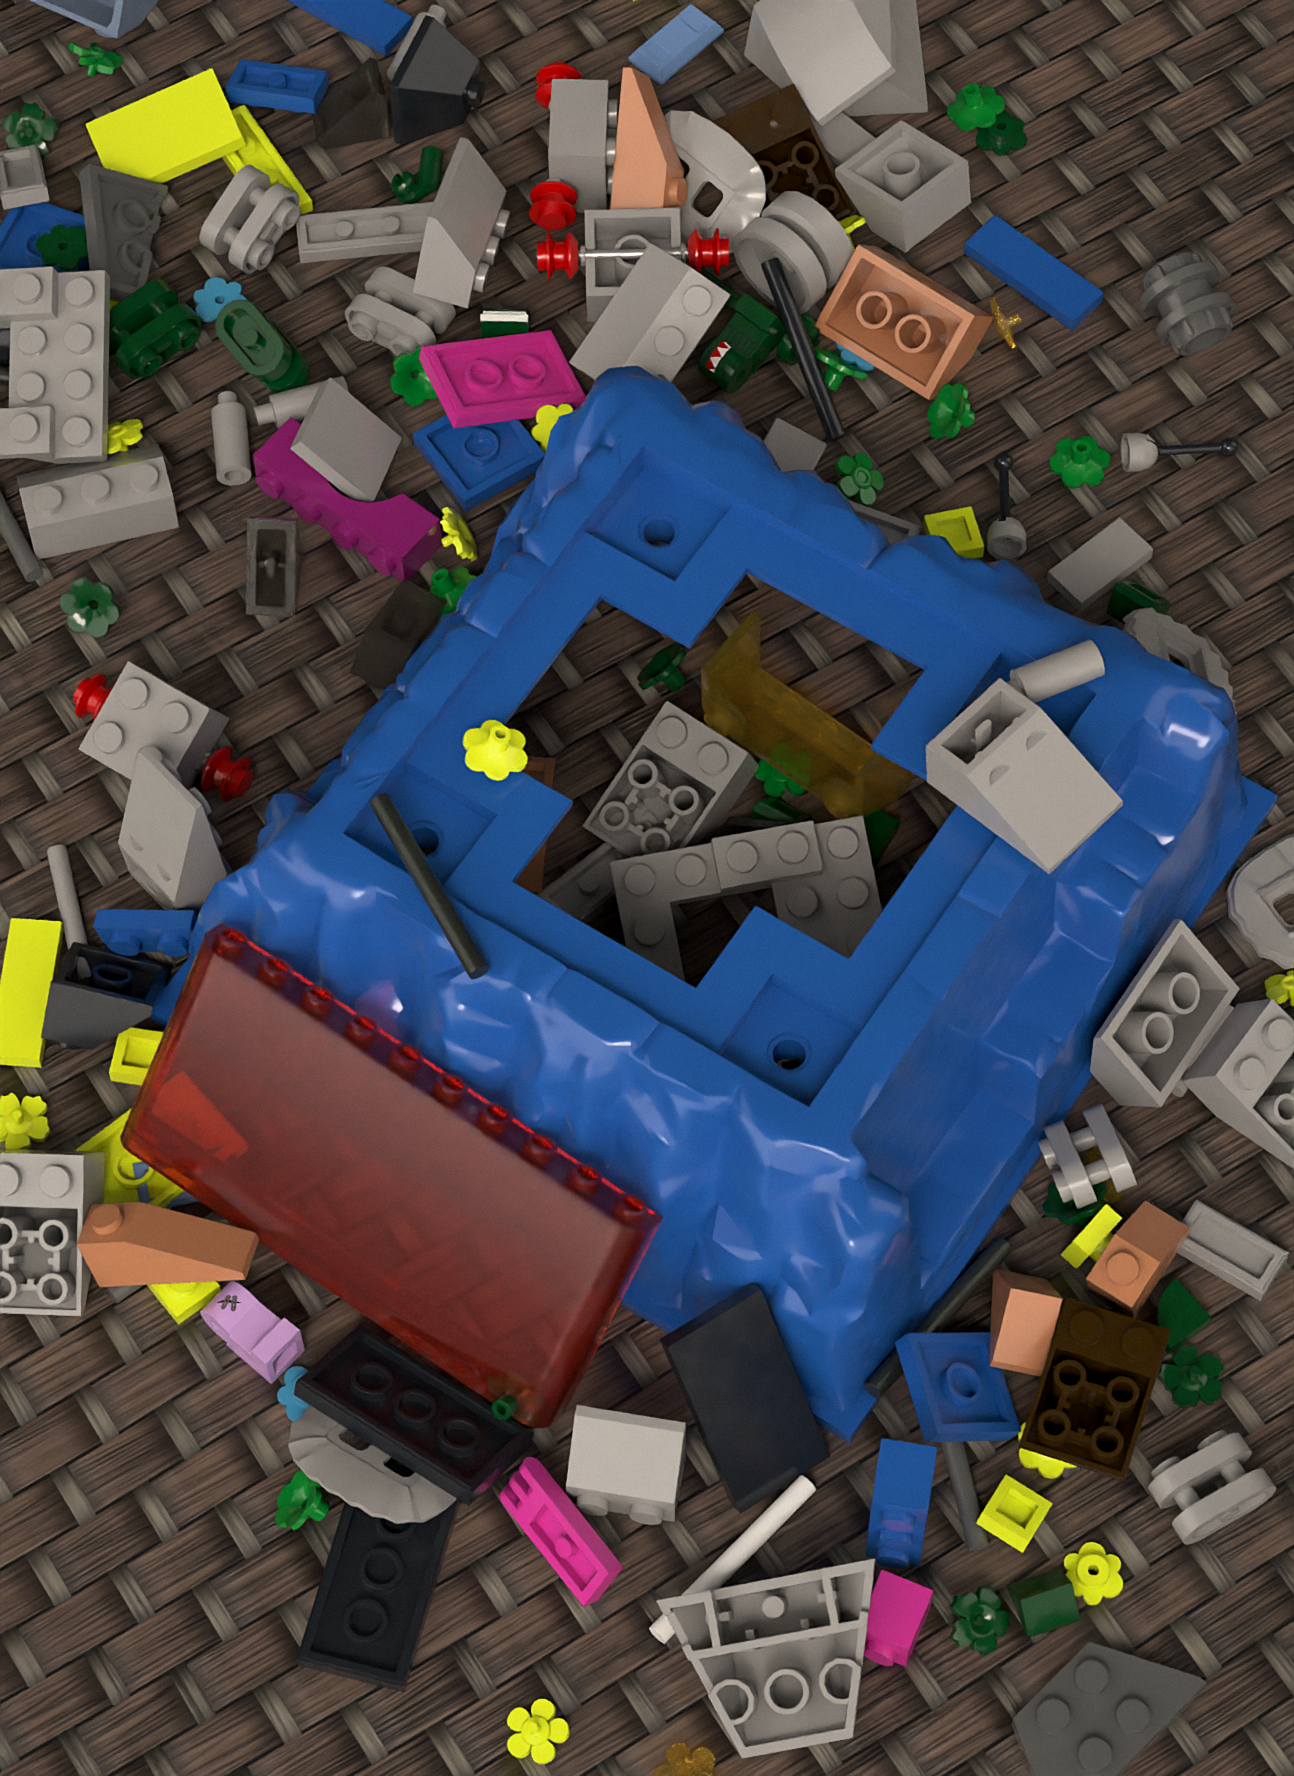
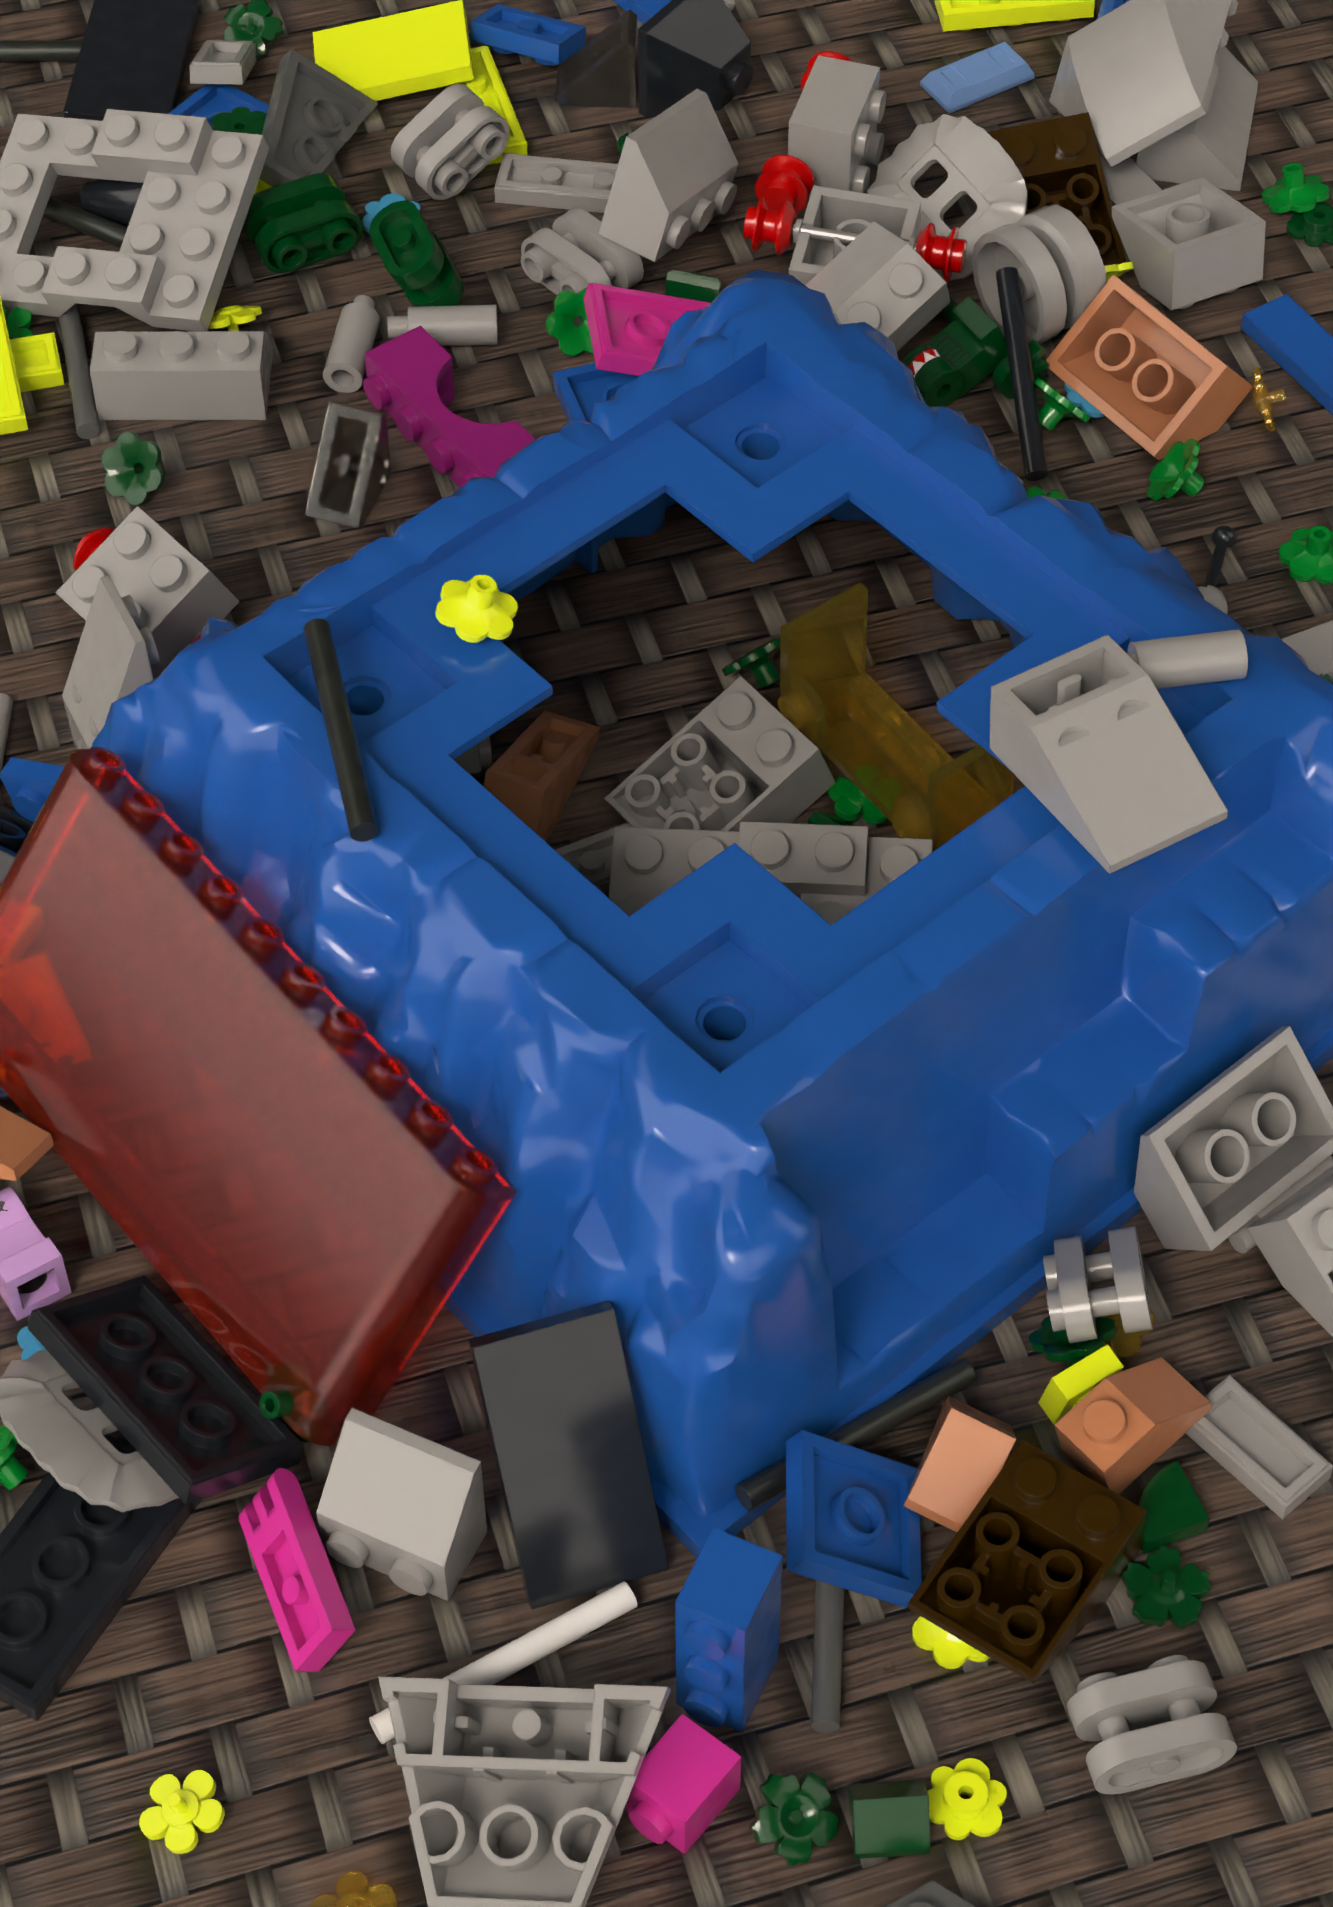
camera: 15 degrees right, 10 degrees down
(346, 442) = (472, 360): light grey tile -> none
(646, 159) = (900, 144): nougat slope -> none
(1014, 1513) = (881, 1693): neon yellow plate -> none

